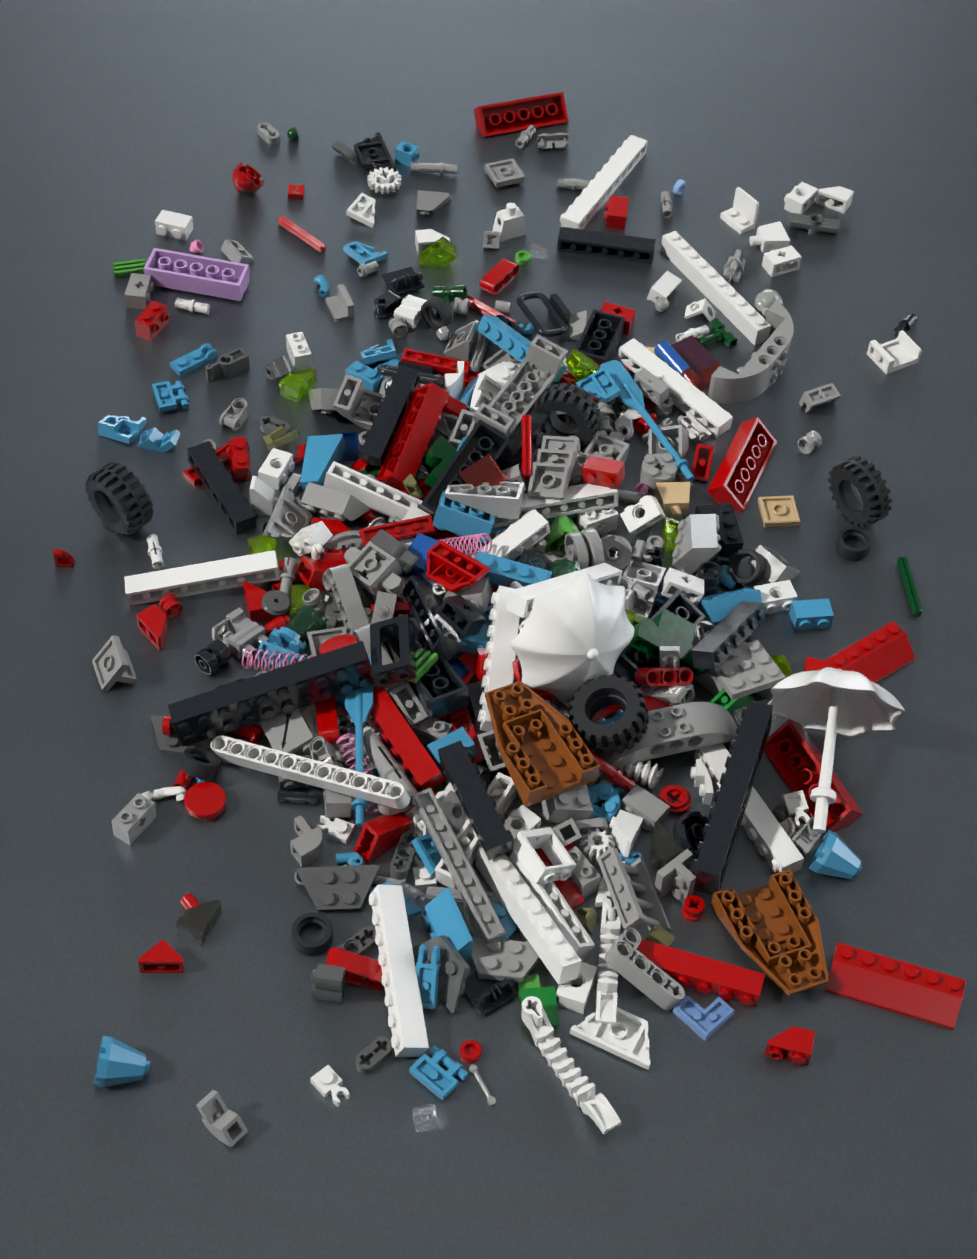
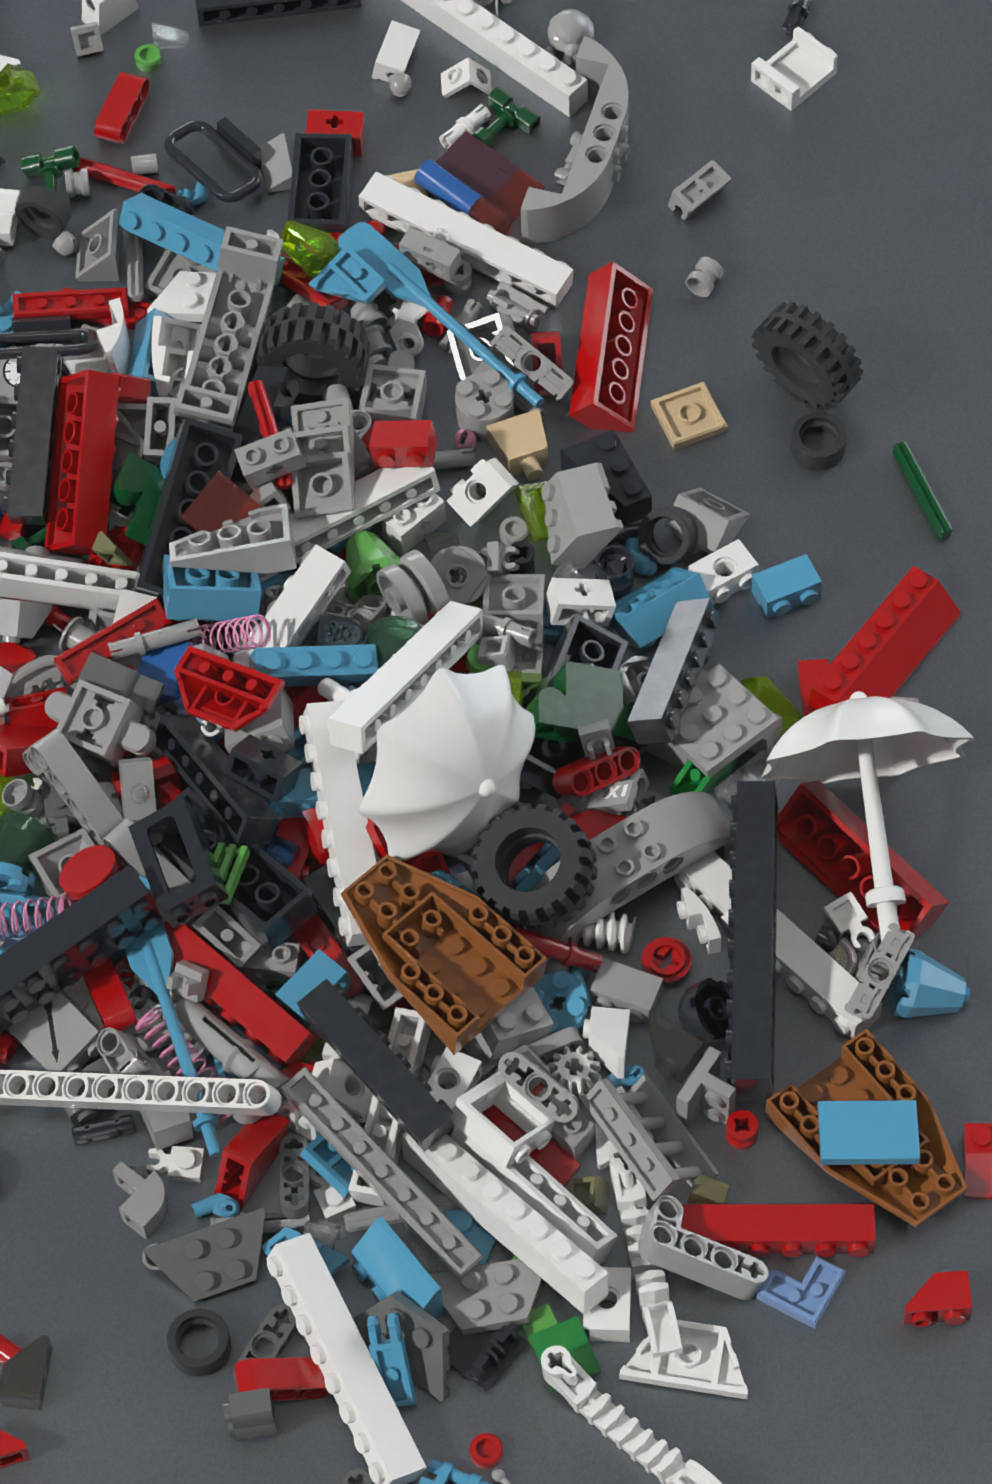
camera: 10 degrees left, 10 degrees up
(376, 723) = (188, 981): none -> light grey tile
(422, 534) = (154, 639): none -> light grey pin
(522, 455) = (270, 458): none -> light grey brick
(576, 857) = (525, 1065): none -> light grey beam
(701, 465) = (518, 349): none -> light grey piece
(773, 928) = (868, 1132): none -> dark azure tile
(798, 846) = (871, 991): none -> light grey piece

